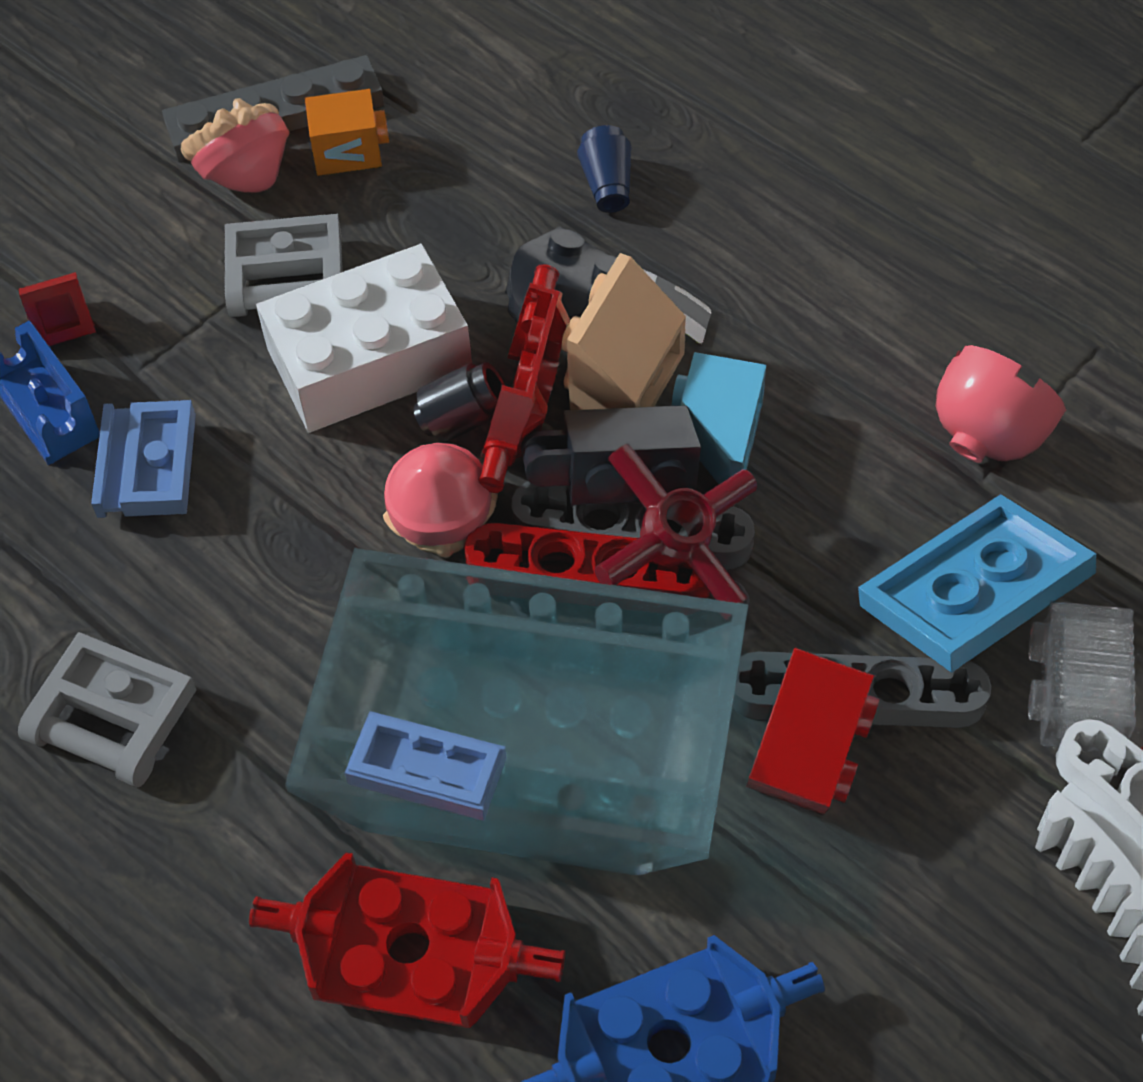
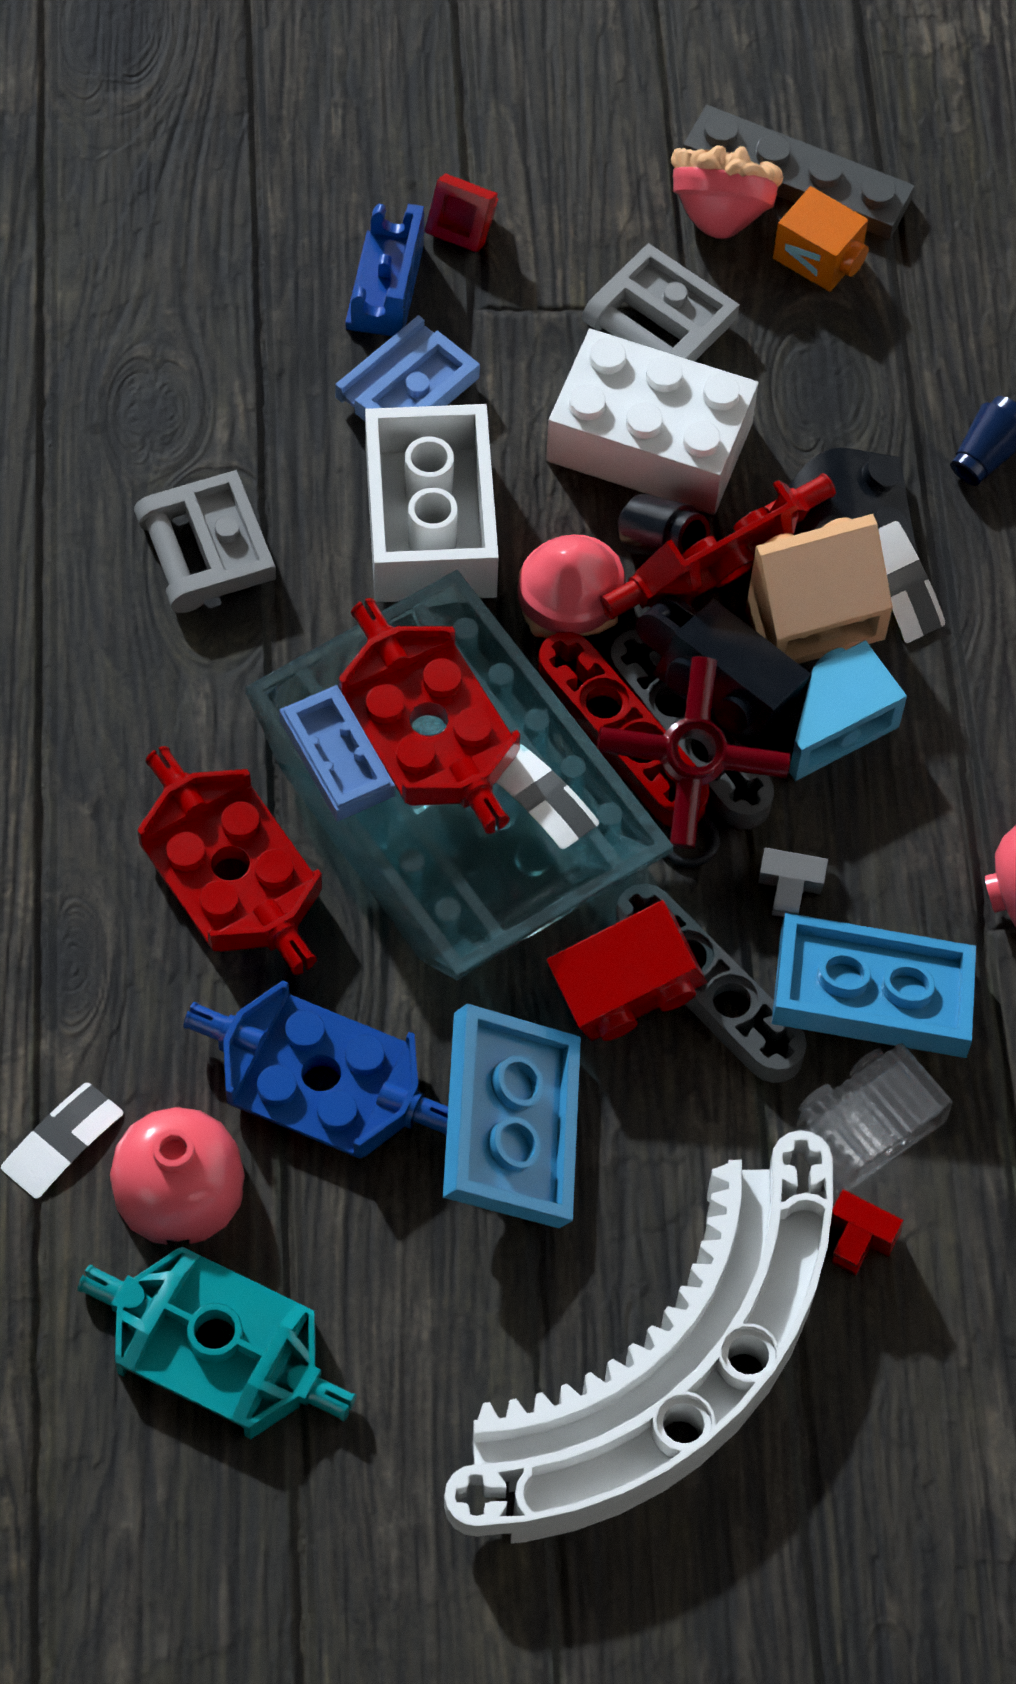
camera: 40 degrees right, 5 degrees up
(265, 523) = (430, 498): none -> white brick
(424, 644) = (419, 674): none -> red plate
(613, 654) = (547, 799): none -> sticker
(831, 563) = (791, 875): none -> light grey tile
(857, 927) = (512, 1116): none -> dark azure plate

